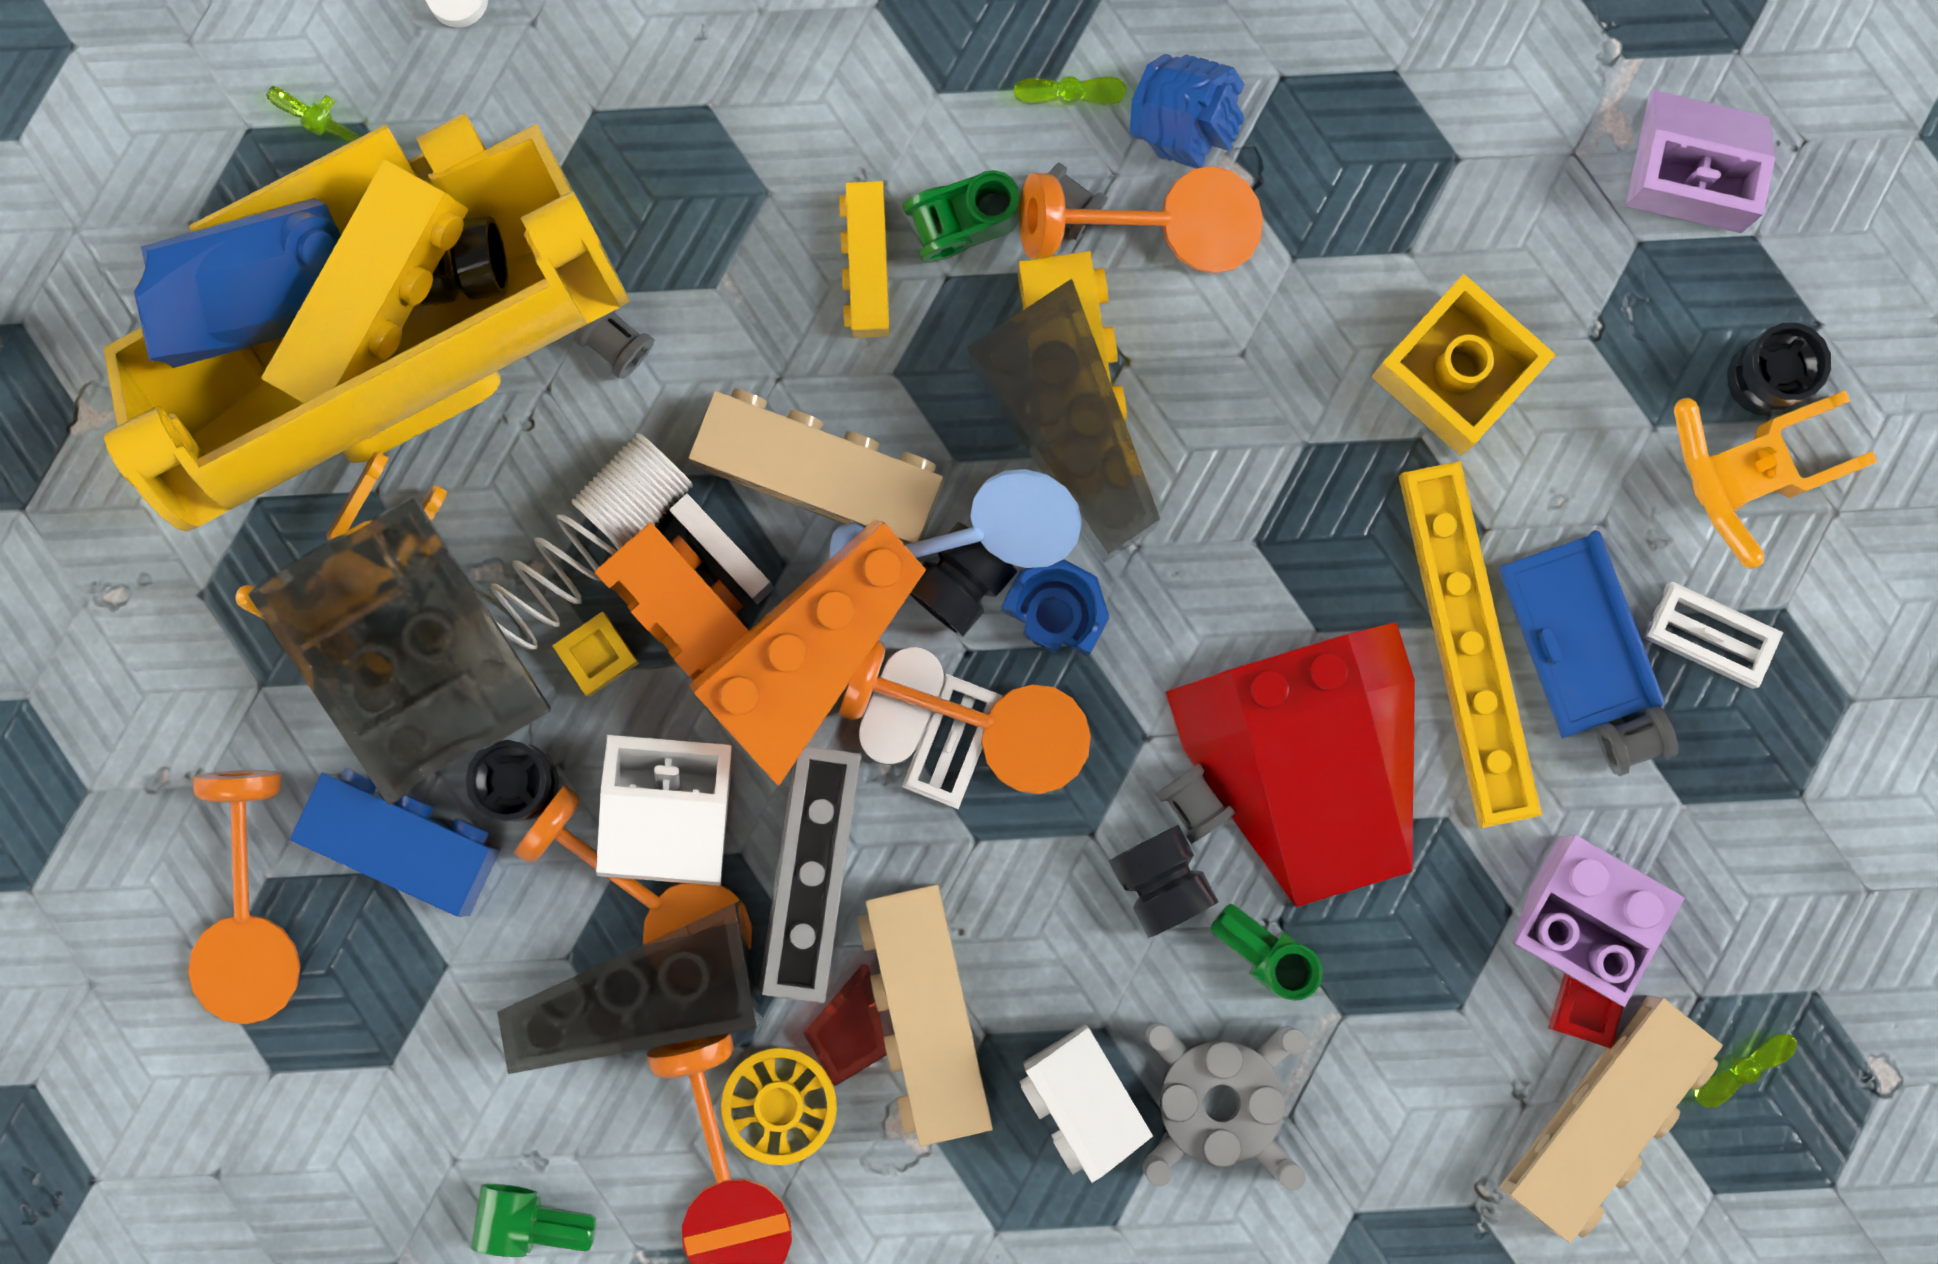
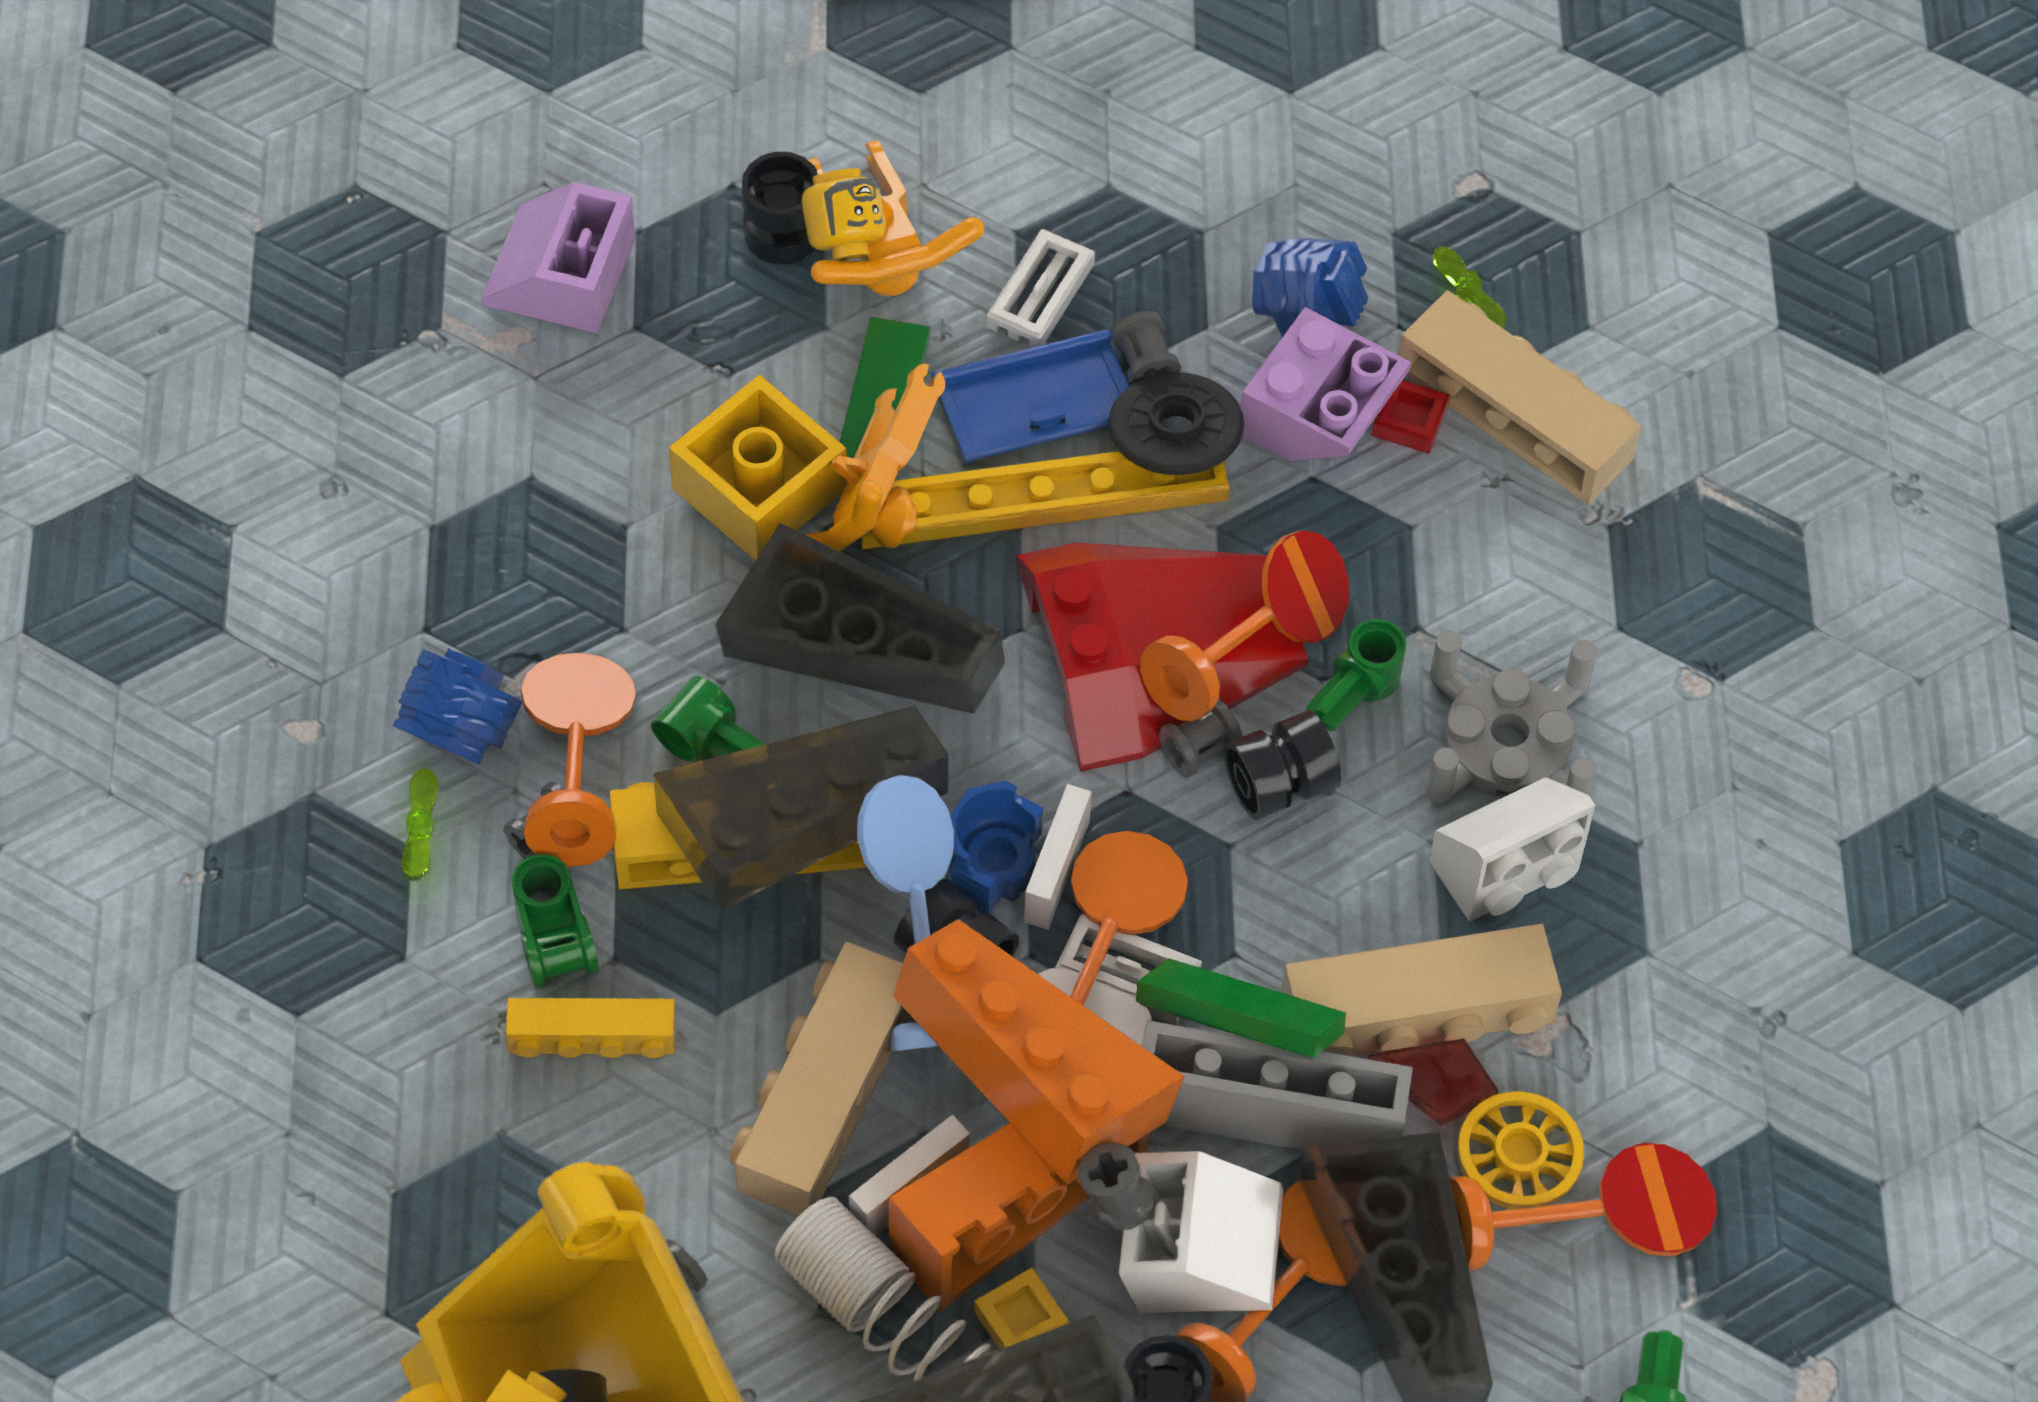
camera: 90 degrees left, 25 degrees down
(694, 720) = (1114, 1182): none -> dark grey bush
(882, 842) = (1240, 1008): none -> green tile
(1057, 671) = (1057, 857): none -> white tile
(1180, 337) = (701, 723): none -> green axle
(1295, 455) = (856, 626): none -> clear smoke wedge
(1350, 896) = (1302, 595): none -> piece
(1478, 483) = (885, 449): none -> light orange piece
(1513, 778) = (1203, 445): none -> black wheel
(1564, 484) = (886, 360): none -> green tile
(1732, 904) = (1310, 275): none -> blue hair
(1751, 424) = (843, 213): none -> yellow head

